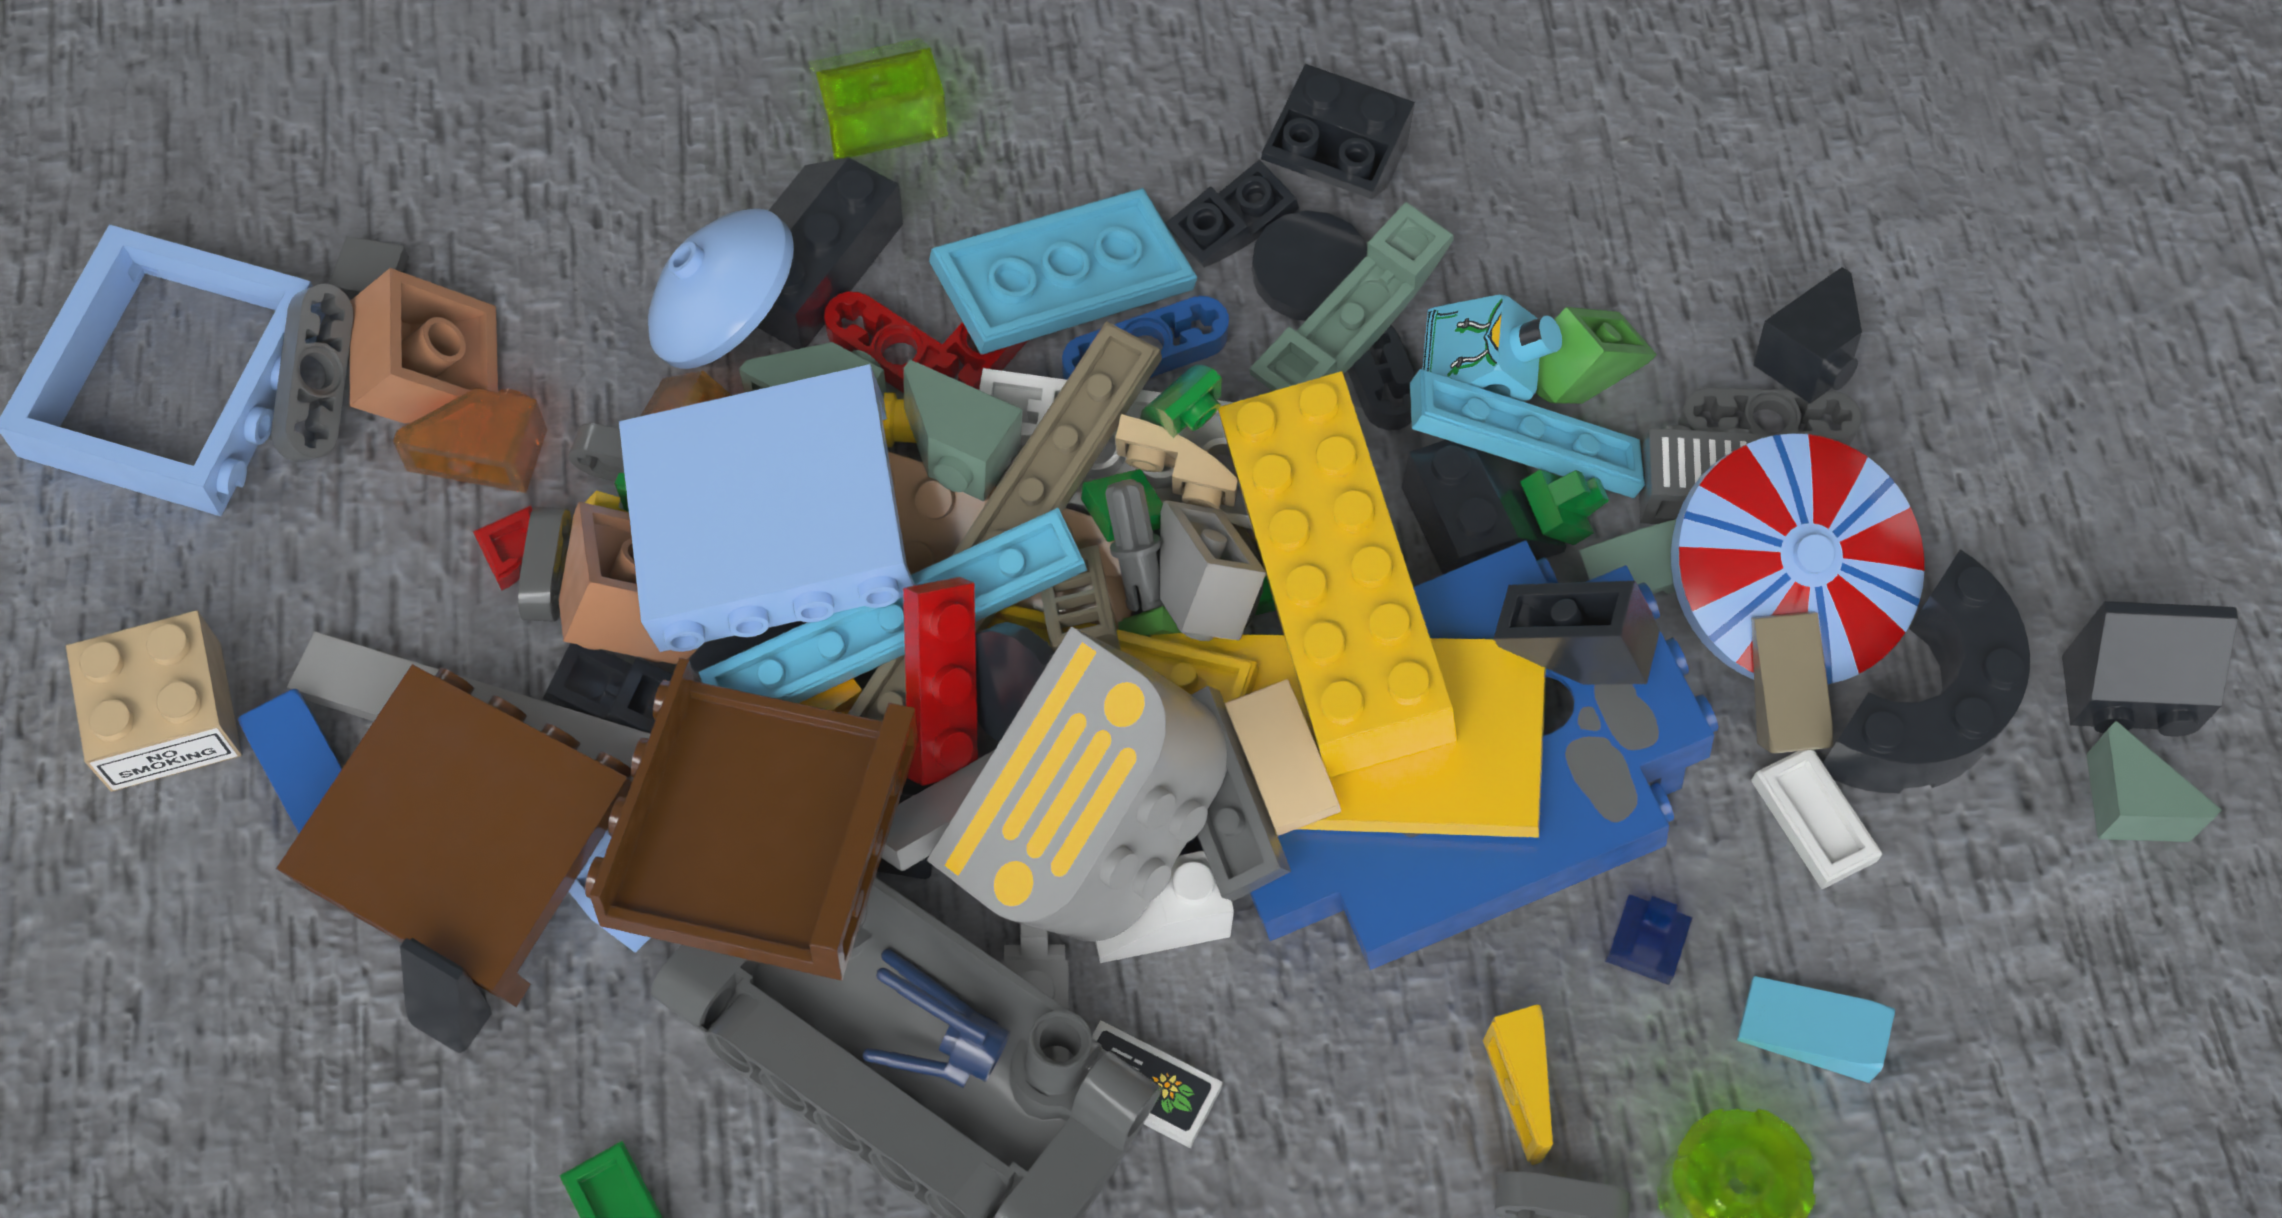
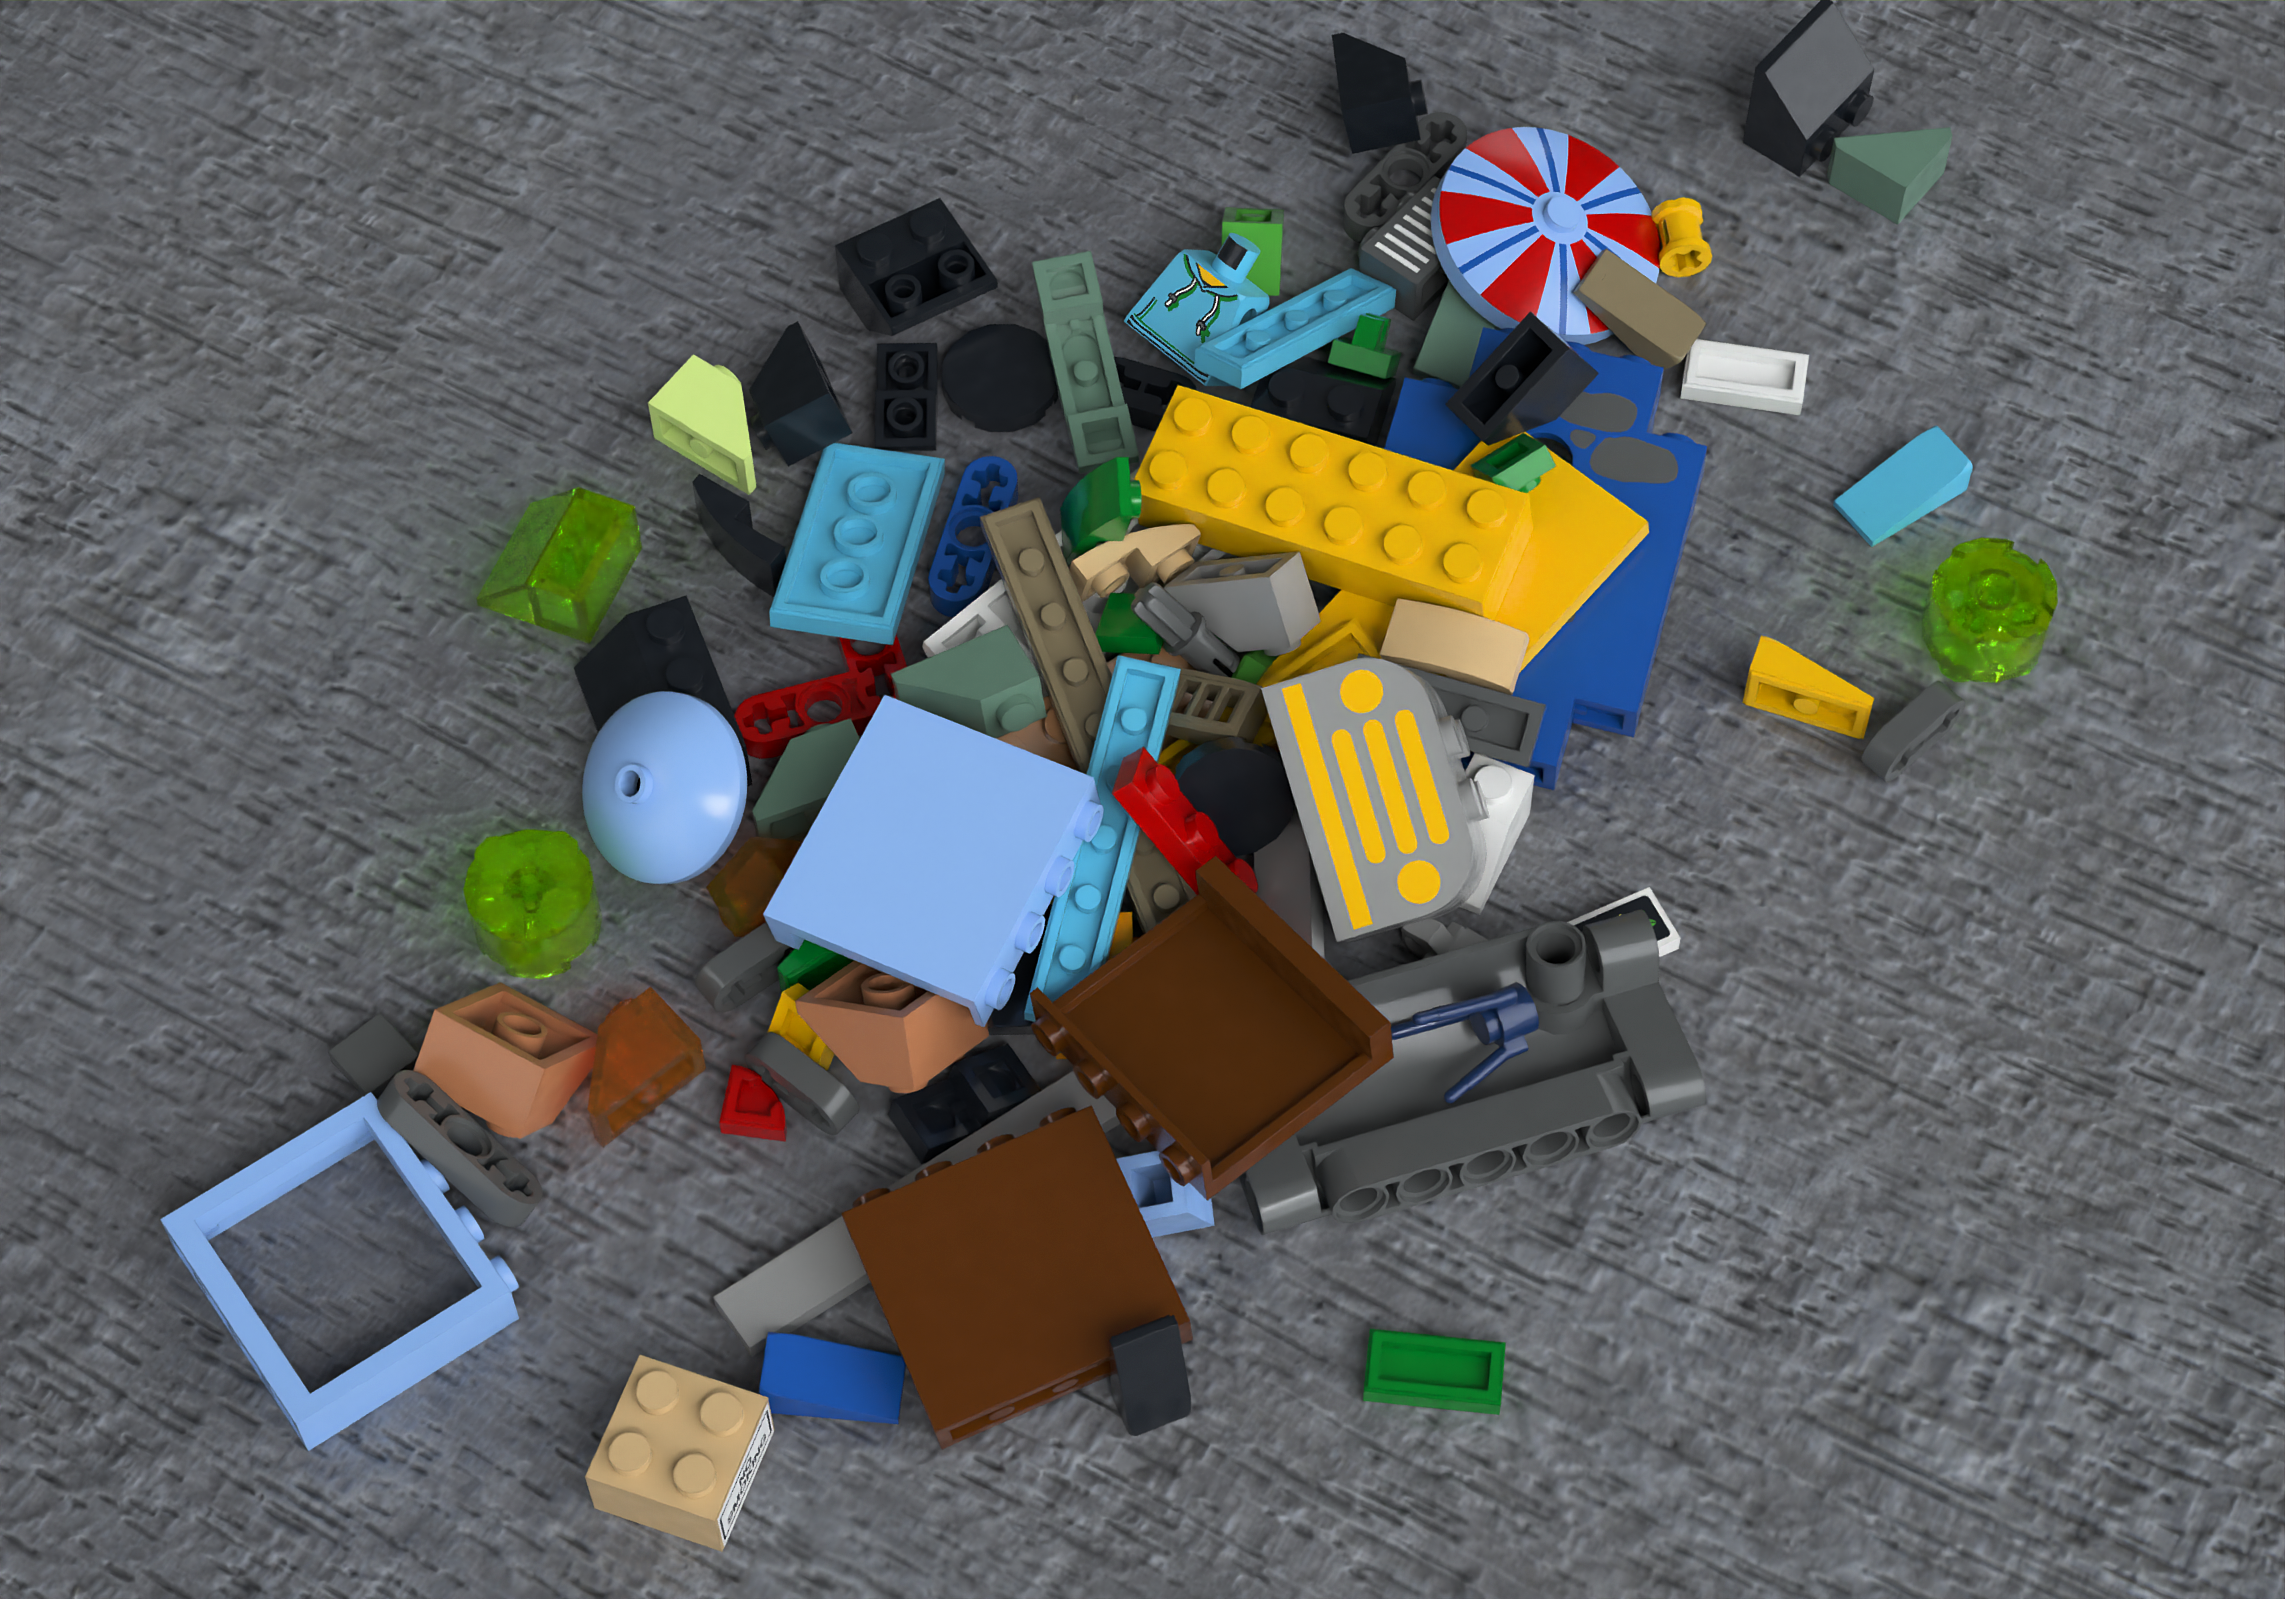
camera: 50 degrees left, 5 degrees down
(563, 274) = (532, 902): none -> clear neon green brick
(1003, 177) = (730, 528): none -> black slope
(1092, 98) = (706, 421): none -> yellowish green slope
(1158, 139) = (796, 400): none -> black slope
(1489, 680) = (1516, 464): none -> green plate
(1649, 938) = (1753, 543): clear blue tile -> none
(1907, 666) = (1681, 237): none -> yellow bush
(1983, 676) = (1740, 211): black brick -> none

